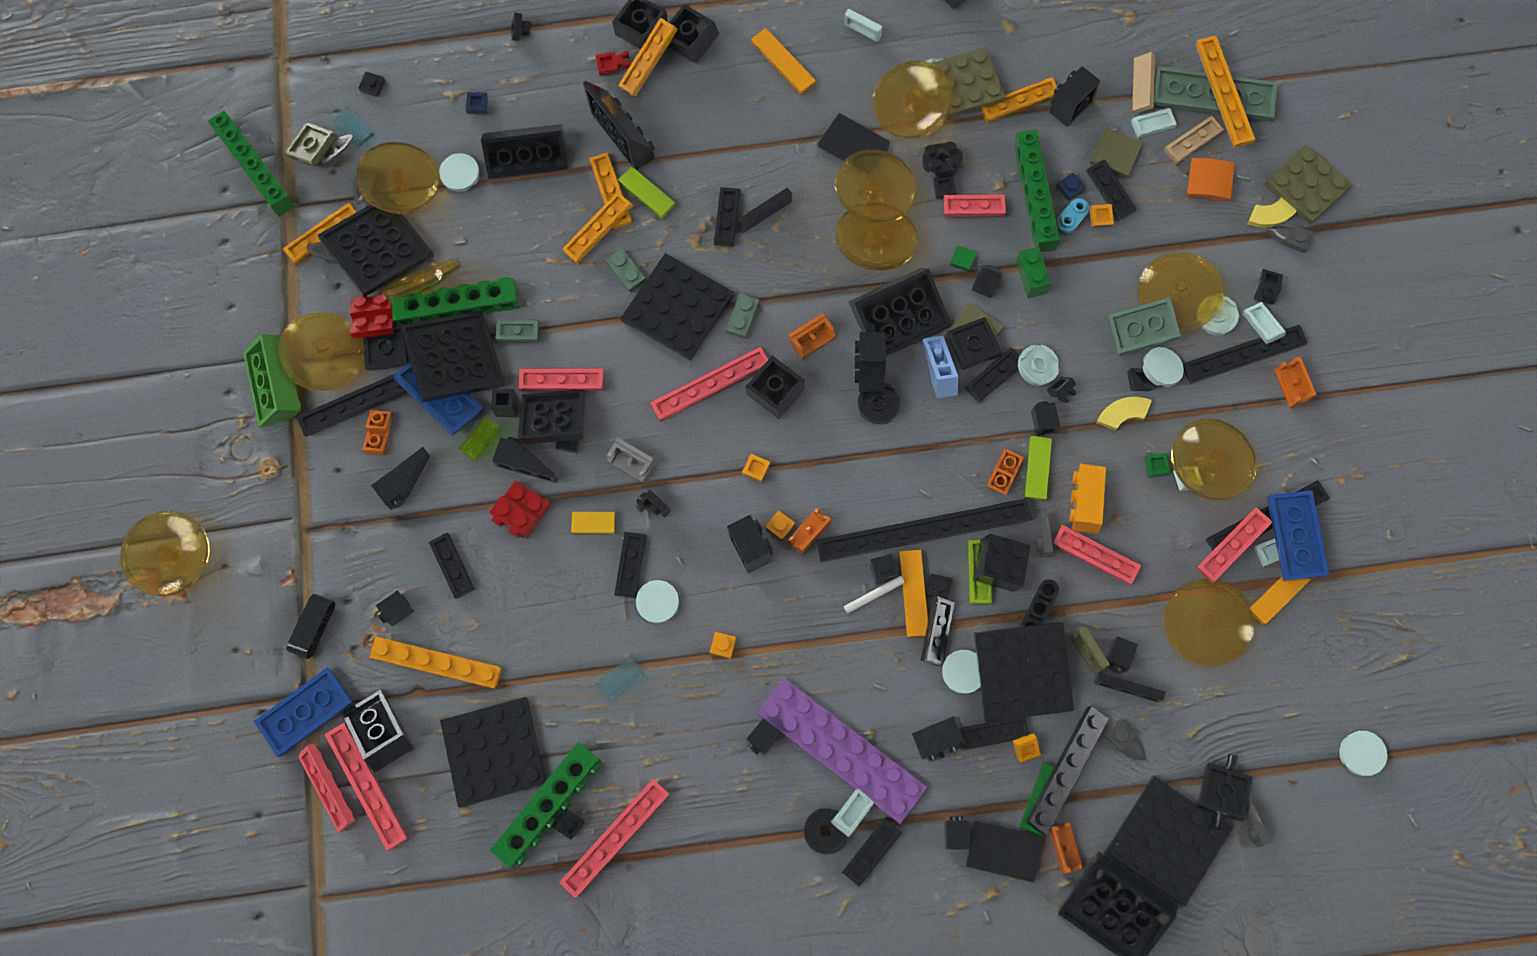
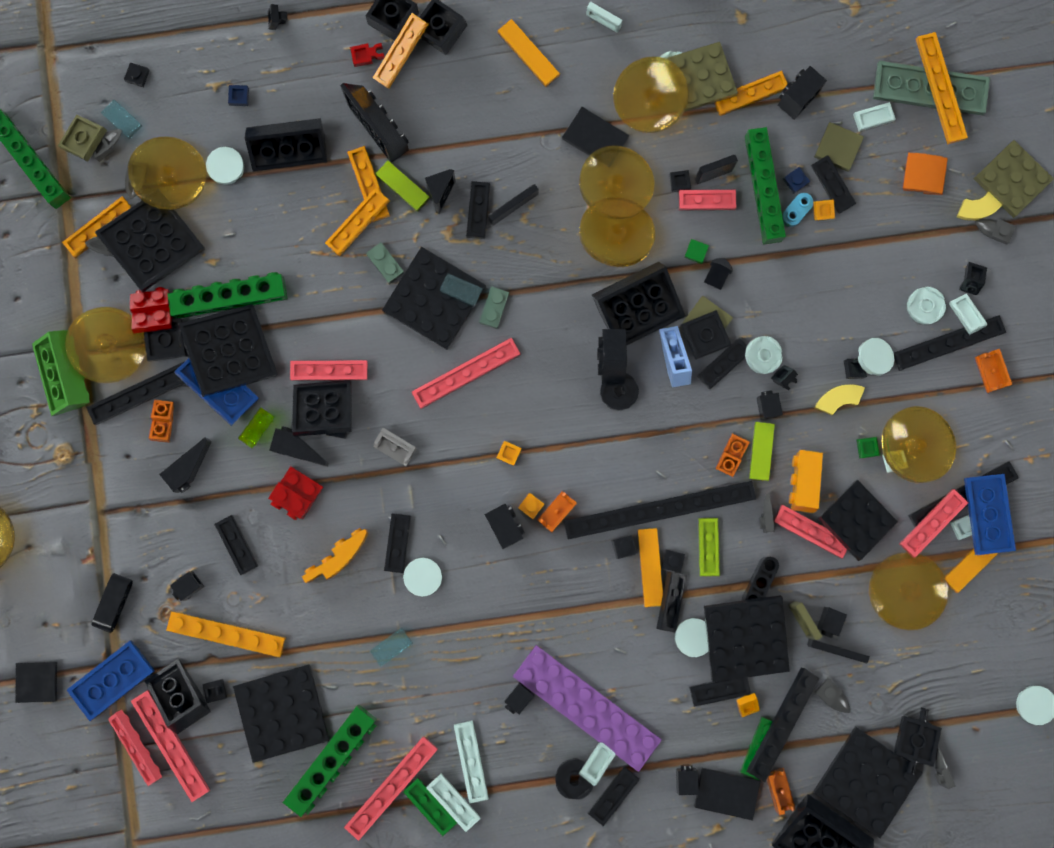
camera: 10 degrees left, 10 degrees up
(220, 713) = (36, 682): none -> black tile
(419, 726) = (214, 691): none -> black tile
(422, 280) = (195, 277): clear yellow dish -> none
(504, 402) = (278, 394): black brick -> none
(517, 331) = (286, 323): sand green plate -> none
(568, 824) = (350, 776): black plate -> none
(571, 572) = (344, 554): none -> light orange slope
(593, 523) = (362, 504): yellow tile -> none
(656, 504) = (419, 489): black bracket -> none
(659, 860) = (429, 806): none -> green plate
(686, 191) = (439, 187): none -> black slope
(686, 856) = (453, 802): none -> light aqua plate
(706, 295) = (461, 290): none -> clear light blue tile
(707, 810) = (471, 761): none -> light aqua tile
(723, 645) = (481, 615): light orange plate -> none
(775, 387) = (525, 378): black brick -> none
(812, 336) = (558, 328): orange hinge -> none
(874, 594) = (615, 569): white bar -> none
(936, 152) = (678, 145): black plate -> none
(940, 738) = (674, 701): black brick -> none
(983, 172) = (716, 169): none -> black tile
(1001, 562) = (728, 541): black brick -> none
(1033, 272) = (760, 266): green brick -> none
(1143, 82) = (866, 77): tan tile -> none
(1144, 326) = (860, 319): sand green plate -> none
(1147, 542) = (858, 520): none -> black plate
(1191, 284) = (893, 283): clear yellow dish -> none
(1193, 140) = (910, 133): tan tile -> none

